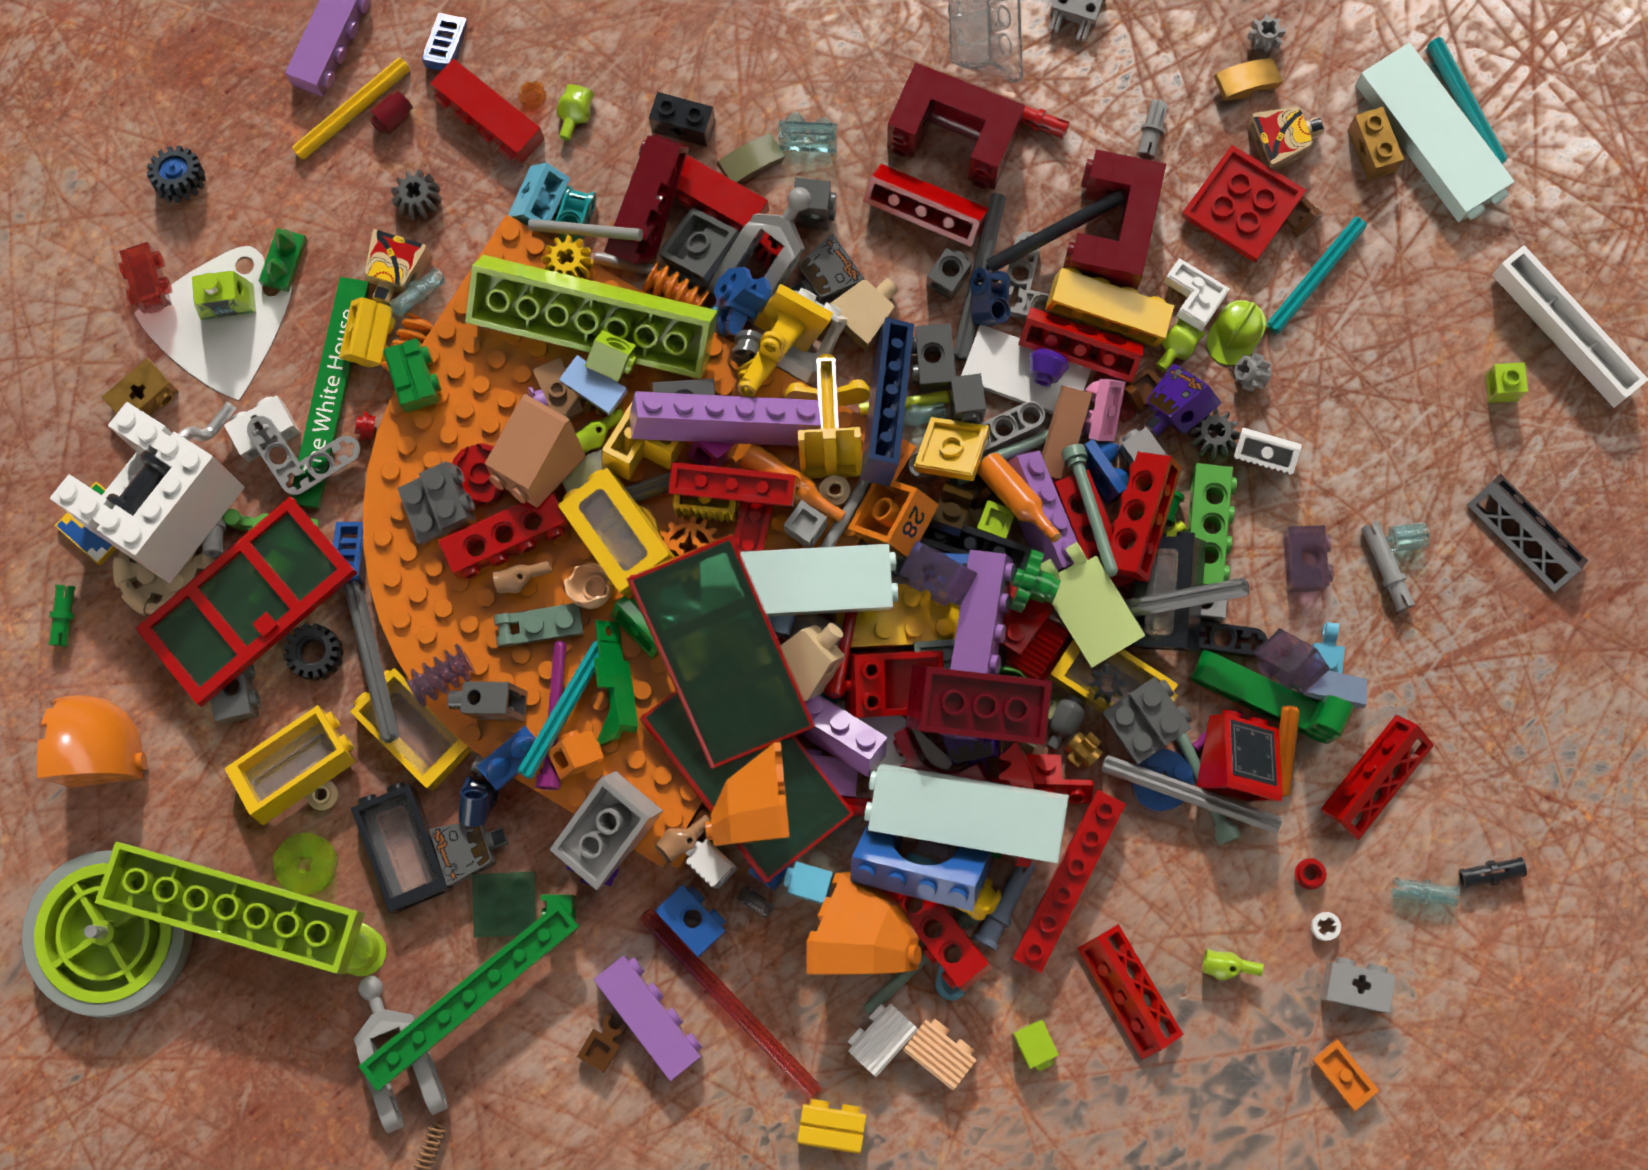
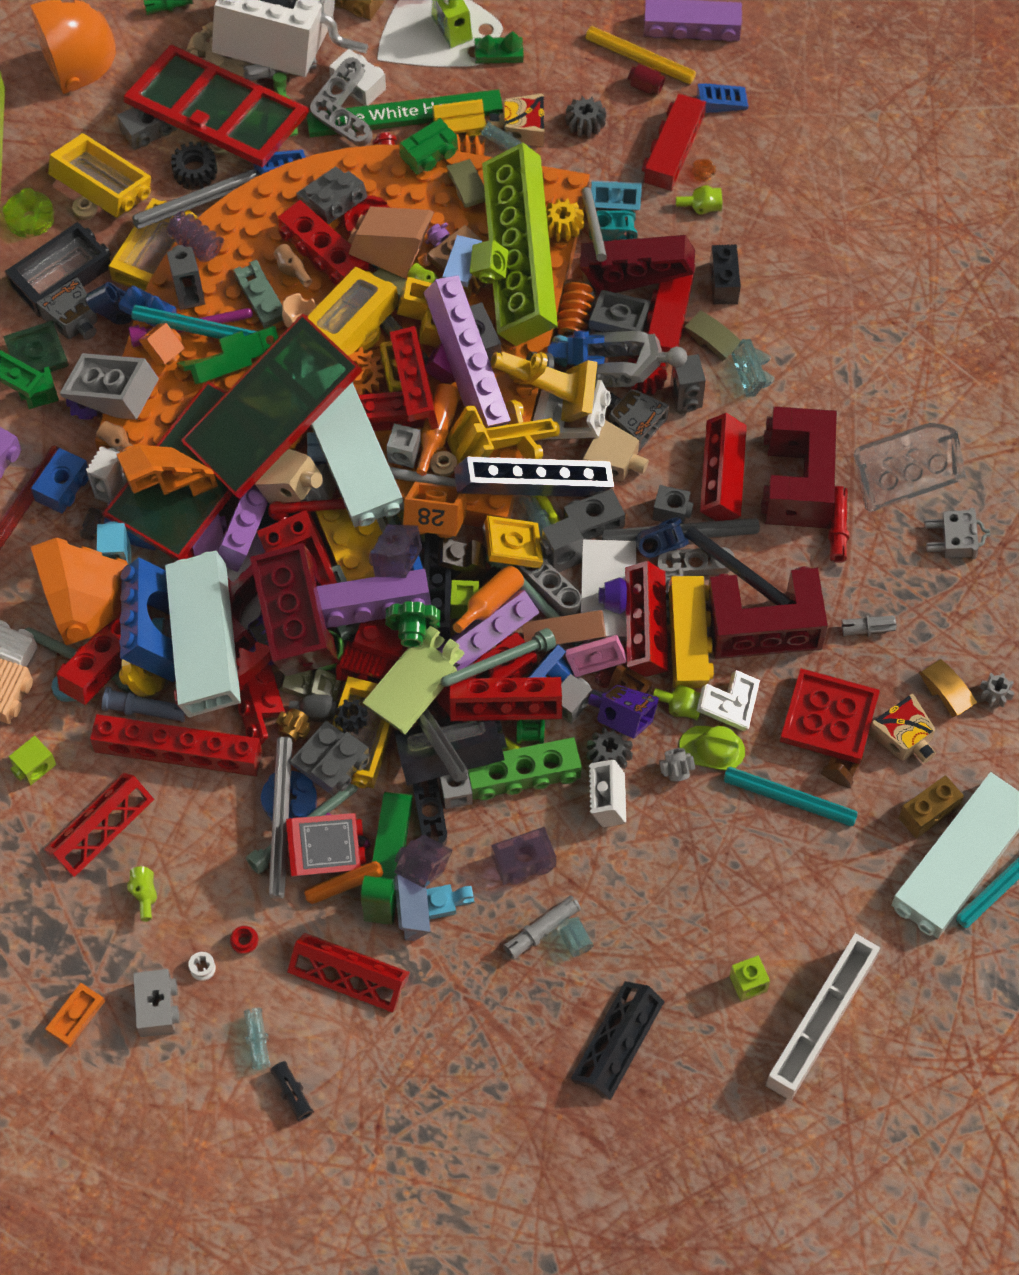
camera: 65 degrees right, 15 degrees down
(476, 348) = (467, 183): none -> olive slope

